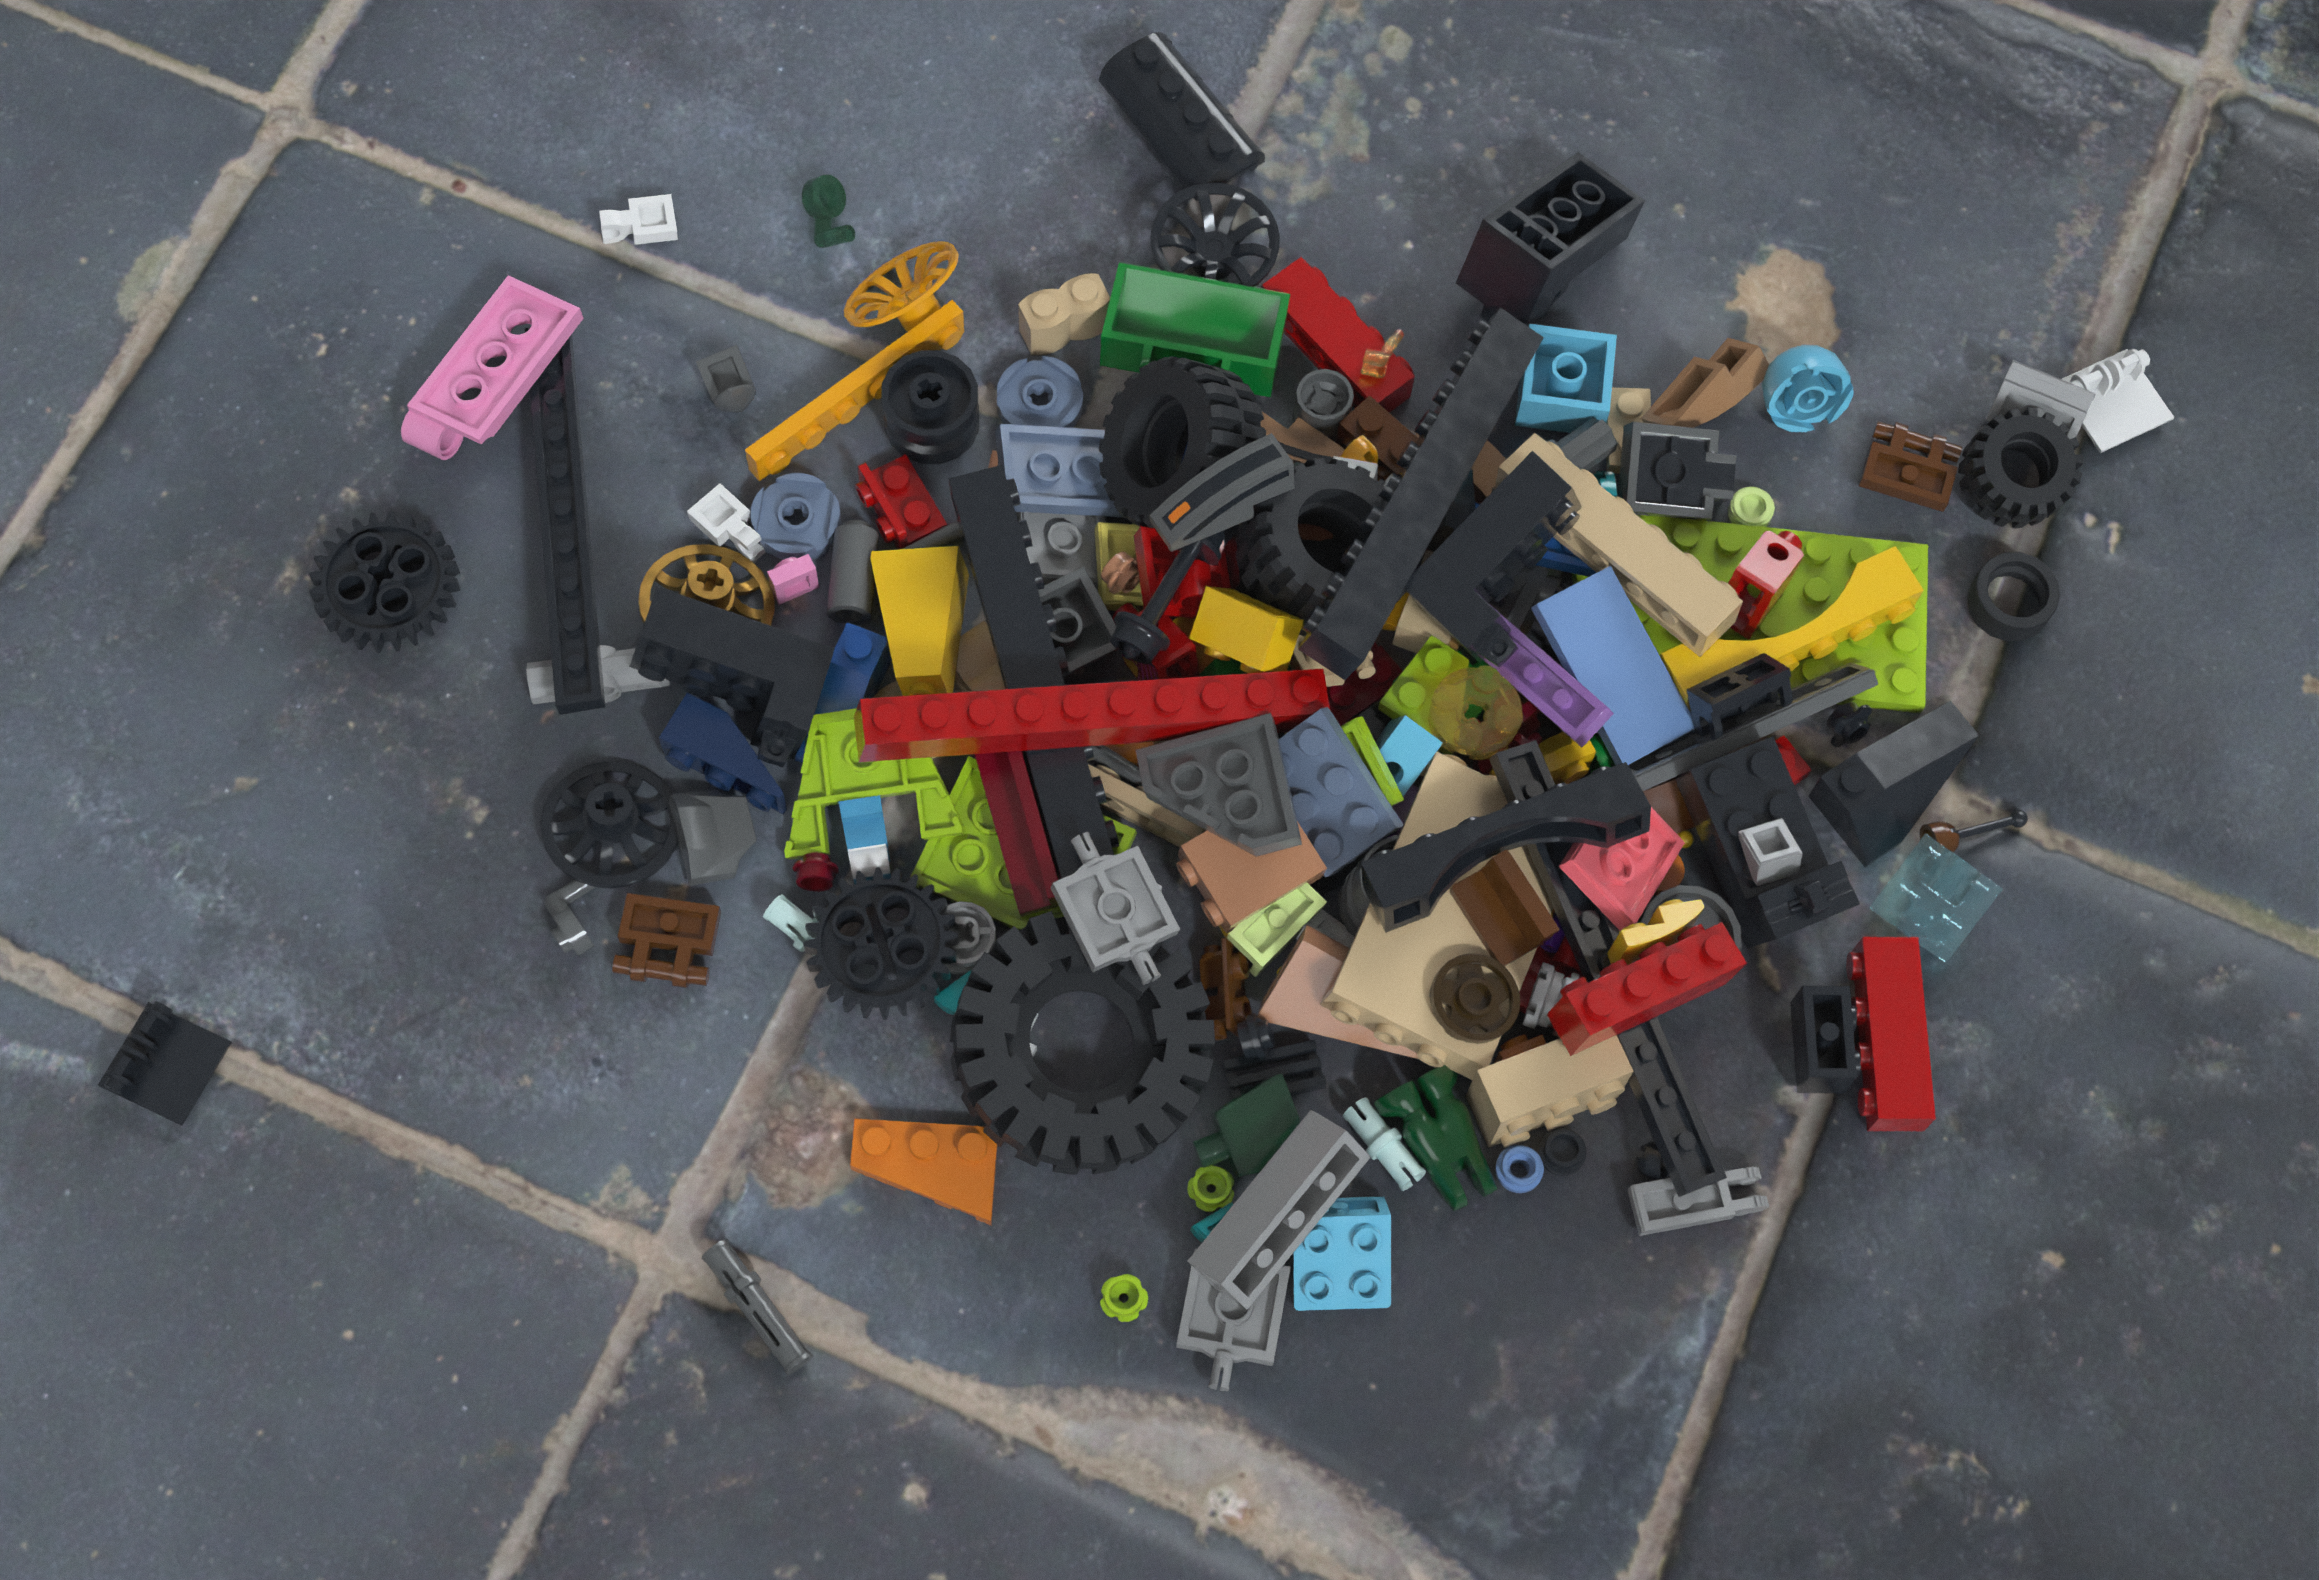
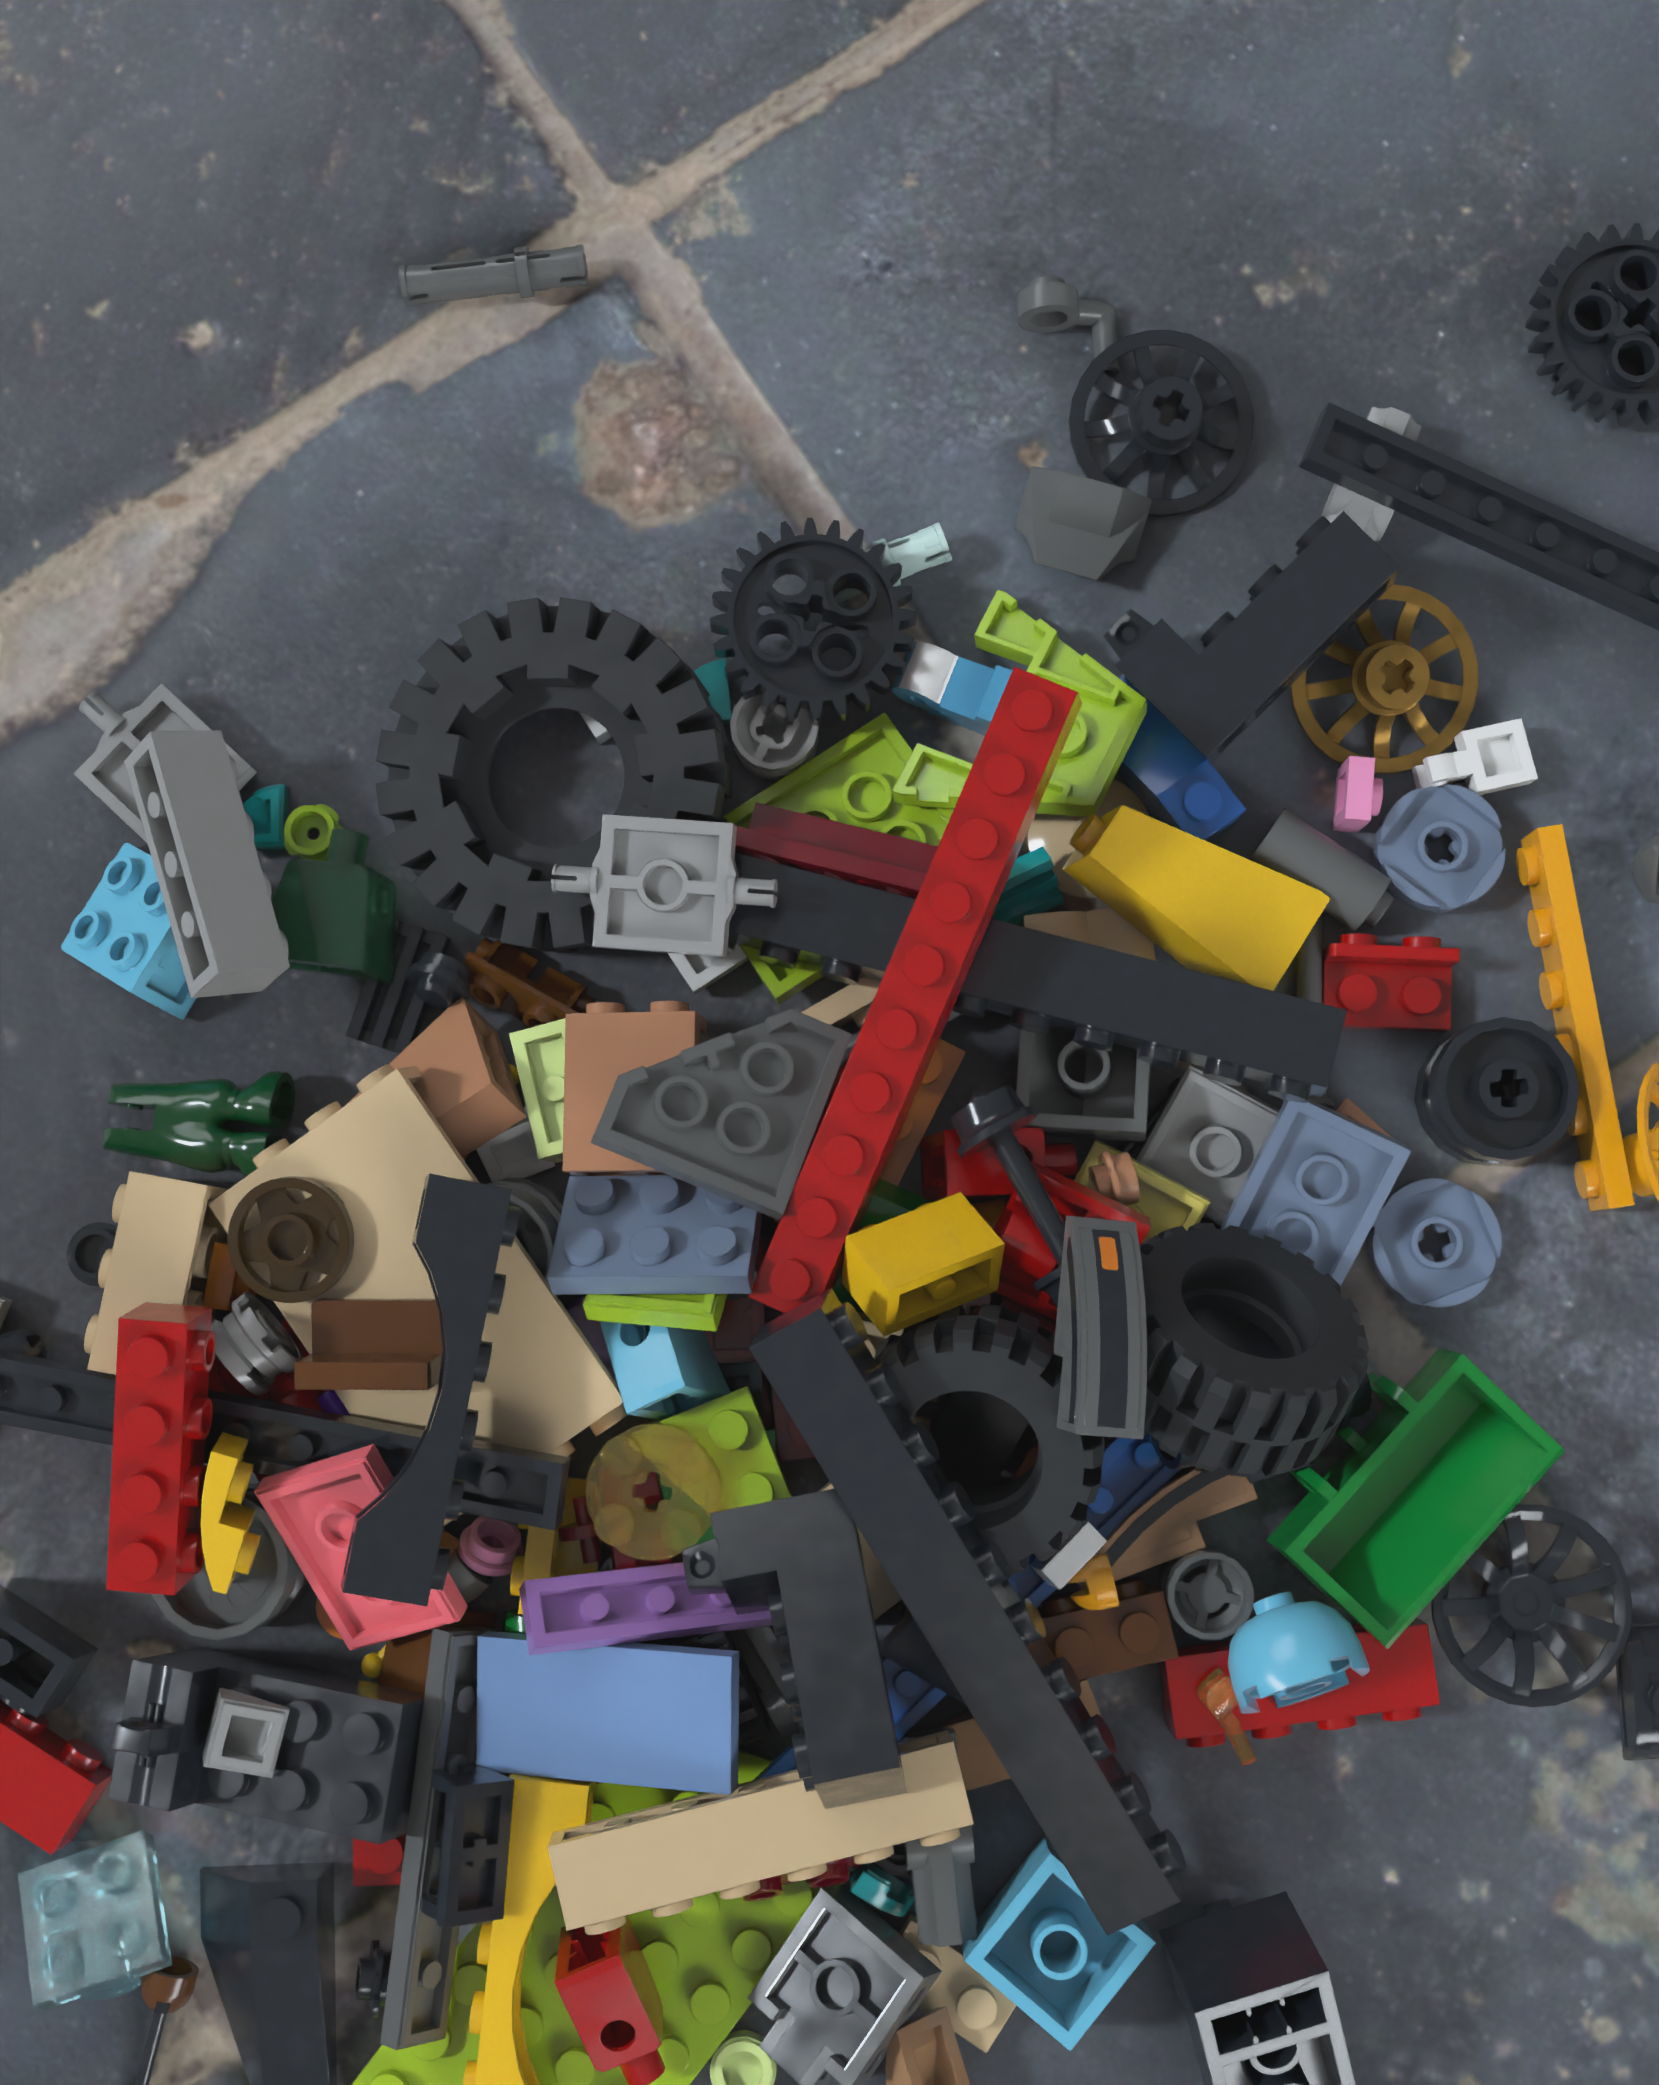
camera: 130 degrees right, 15 degrees up
(666, 925) = (990, 418): reddish brown plate -> none
(712, 744) = (1183, 585): dark blue slope -> none
(815, 872) = (960, 613): dark red plate -> none
(930, 1159) = (542, 544): orange wing -> none
(1064, 314) = (1537, 1327): tan brick -> none
(1127, 1285) = (243, 653): lime plate -> none
(1328, 332) = (1292, 1652): none -> medium azure cylinder
(1384, 1144) = (235, 1055): light aqua pin -> none
(1524, 1156) = (95, 1184): medium blue plate -> none

